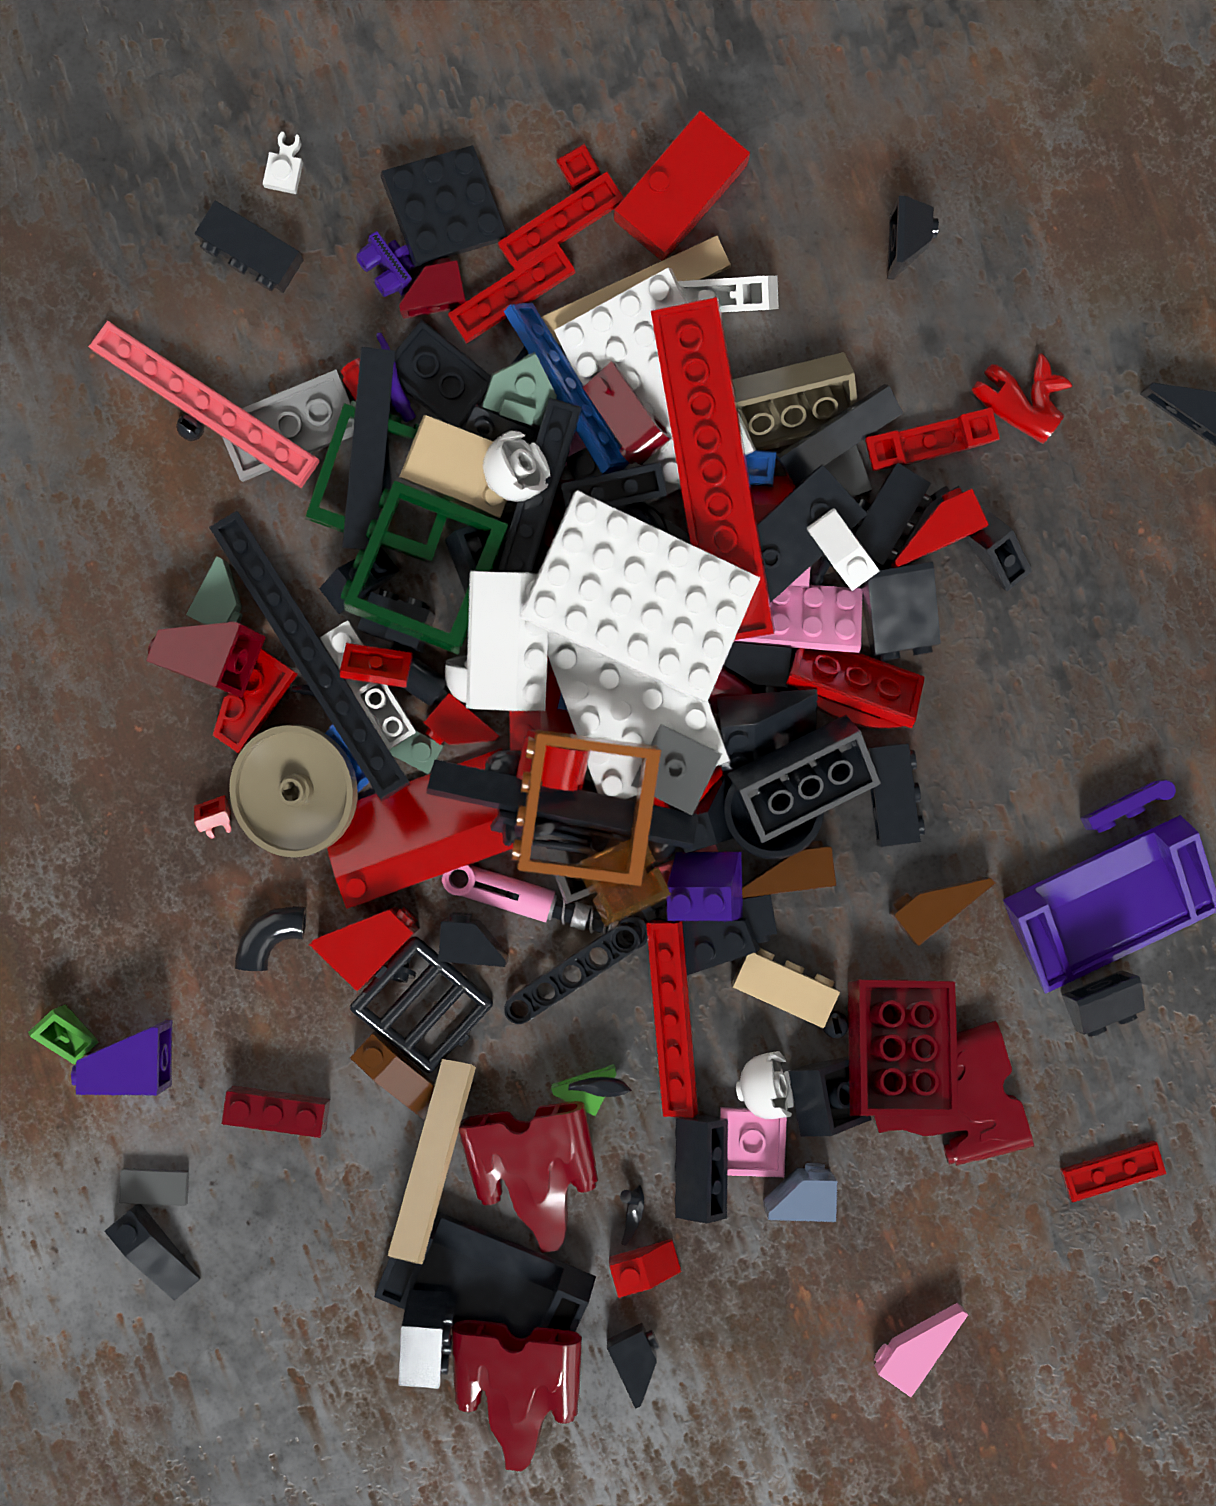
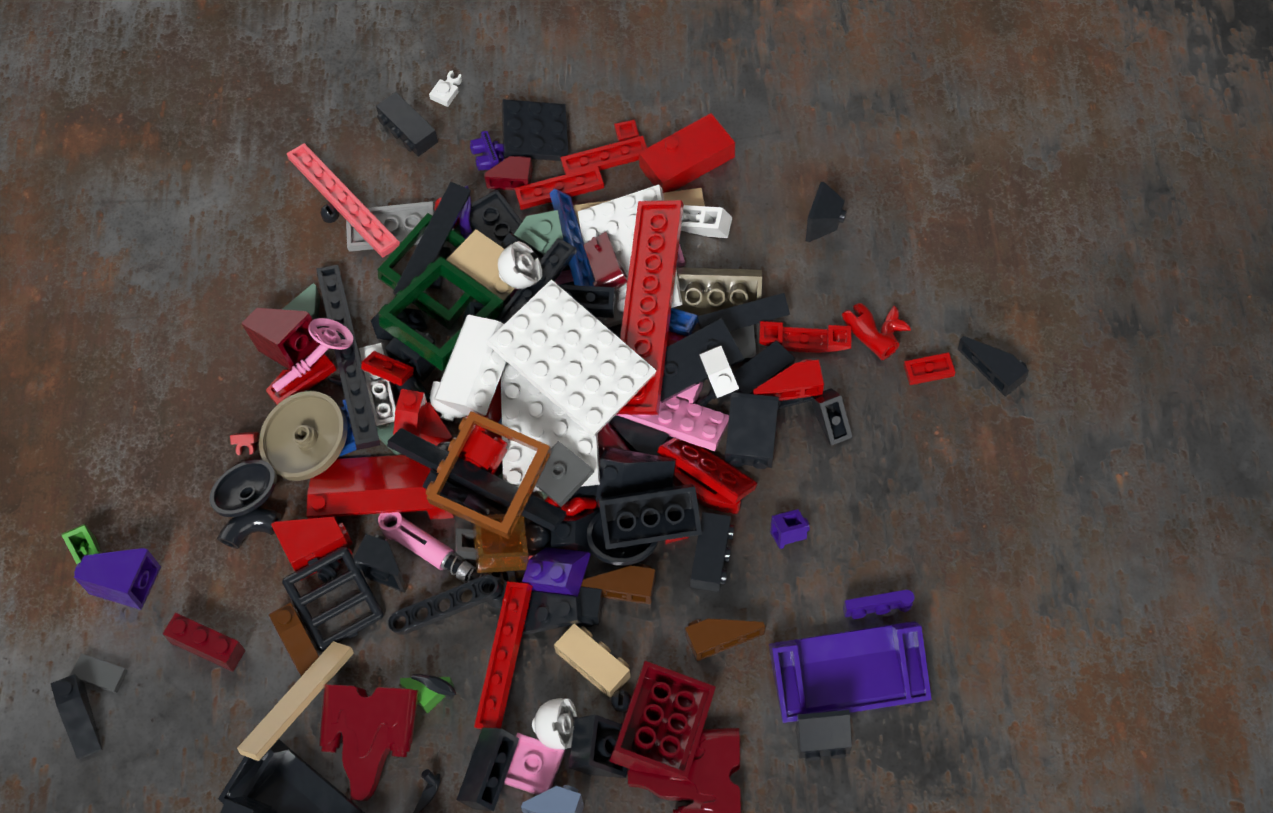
camera: 25 degrees right, 25 degrees down
(228, 890) = (243, 488): none -> black dish
(276, 657) = (327, 340): none -> bright pink dish
(433, 730) = (410, 411): none -> red slope
(990, 721) = (789, 528): none -> dark purple brick
(1112, 440) = (929, 368): none -> red plate

